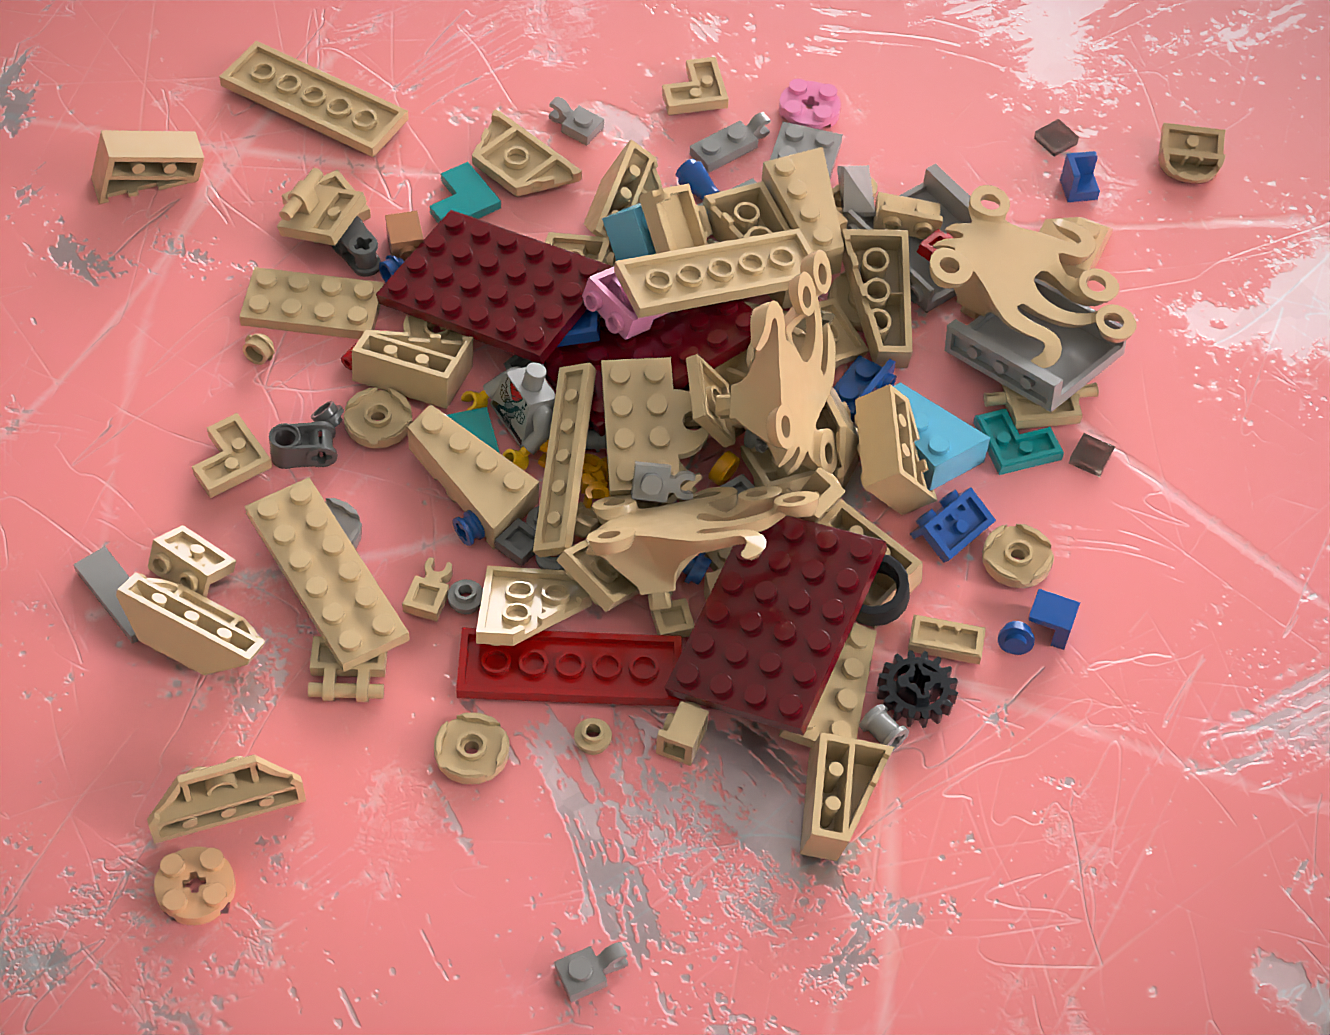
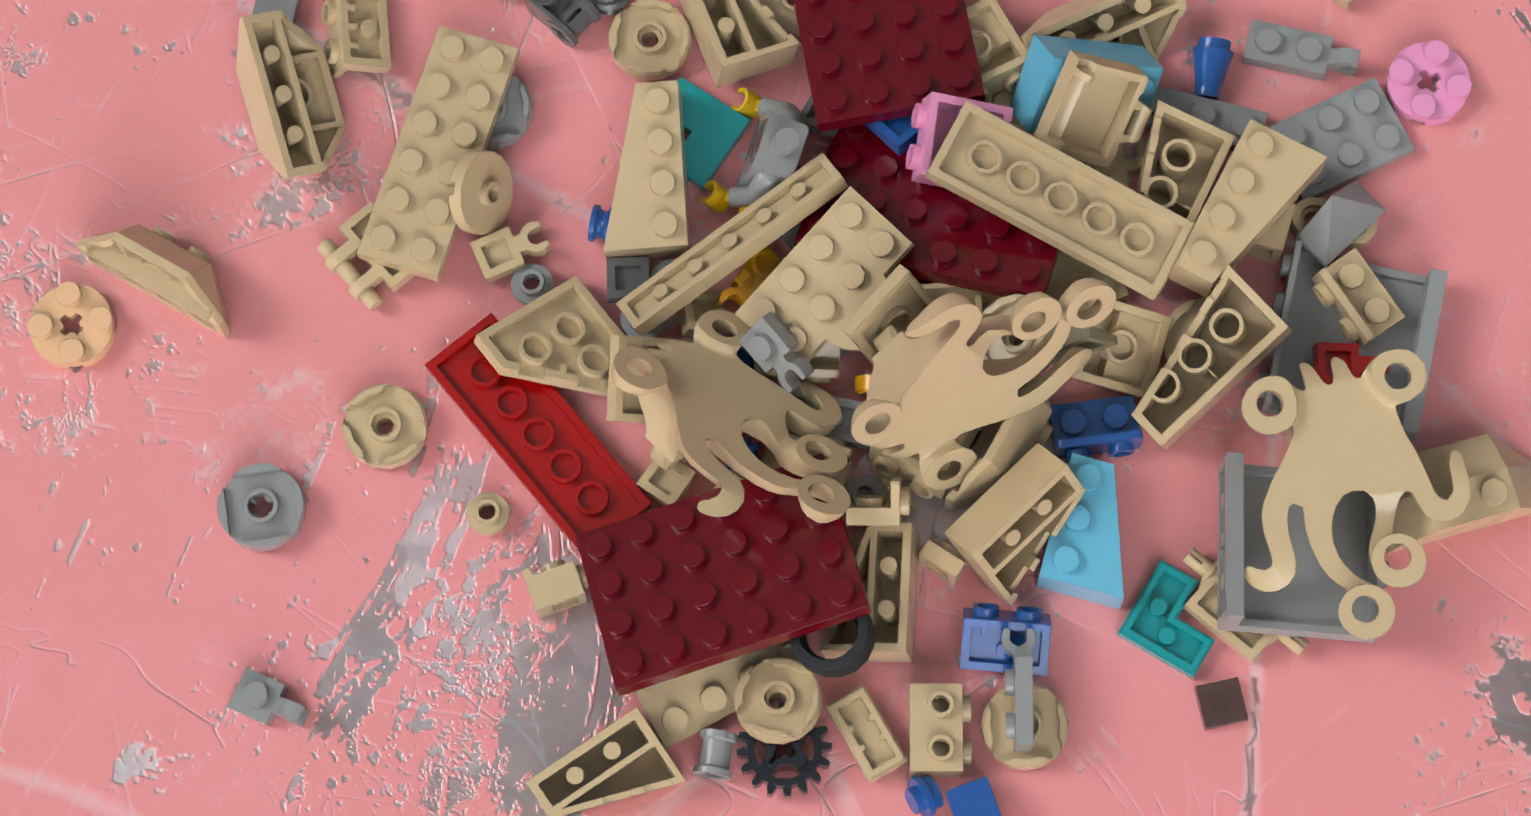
camera: 55 degrees right, 20 degrees up
(381, 567) = (481, 192): none -> tan plate
(456, 885) = (248, 528): none -> light grey plate
(878, 513) = (942, 561): none -> tan plate
(884, 644) = (772, 680): none -> tan plate
(979, 598) = (937, 730): none -> tan brick
(1001, 529) = (1019, 684): none -> light grey plate

